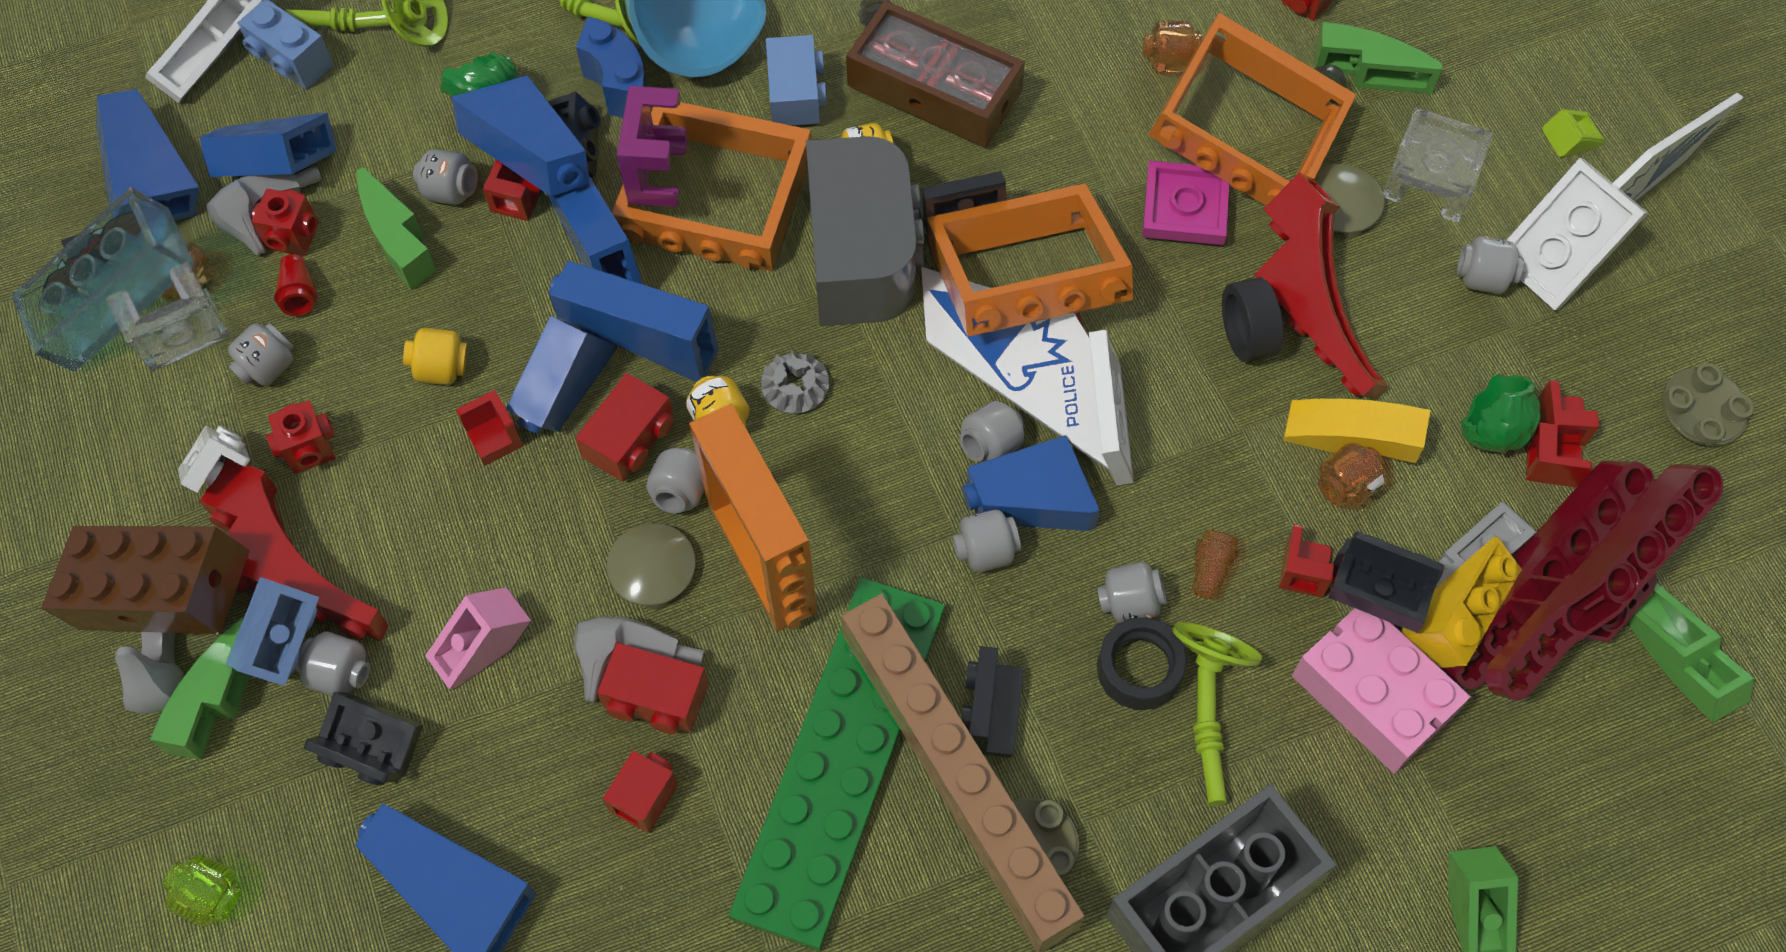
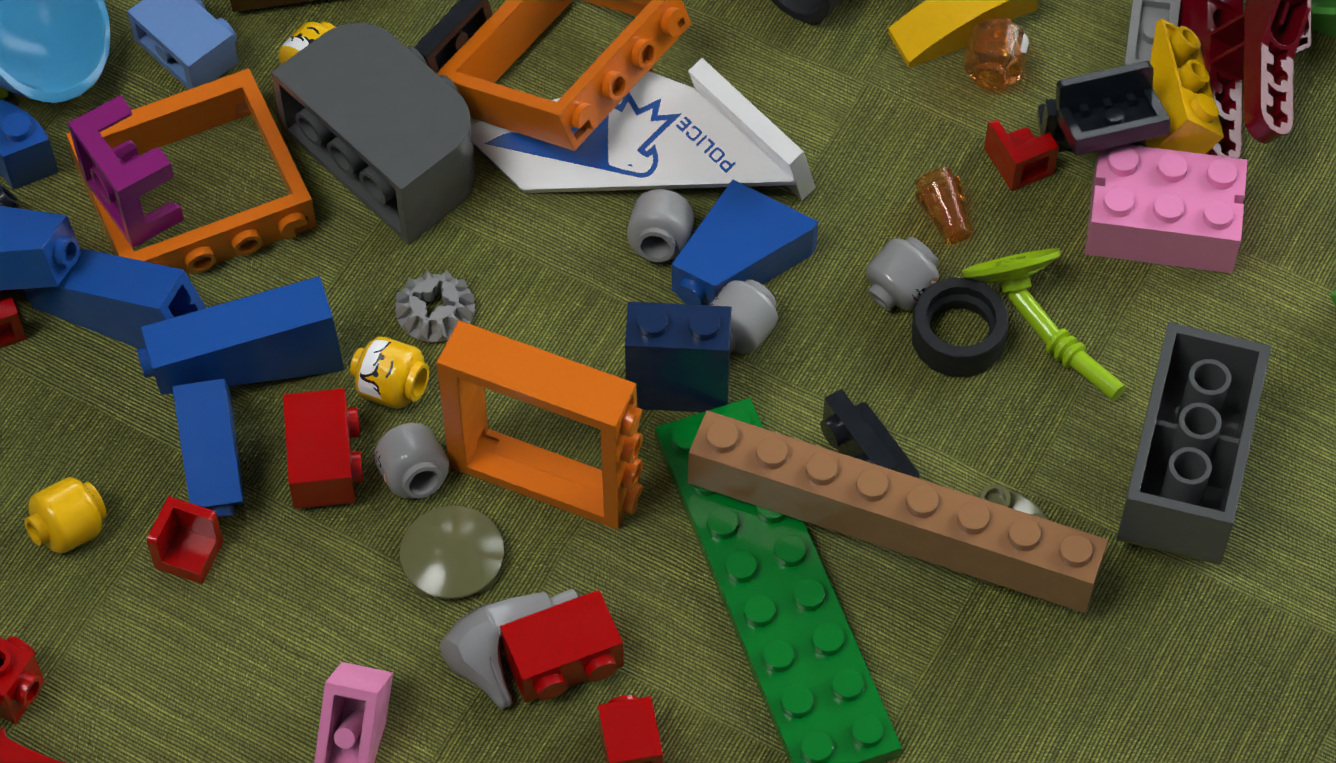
camera: 40 degrees left, 5 degrees down
(907, 538) = (678, 355): none -> dark blue brick

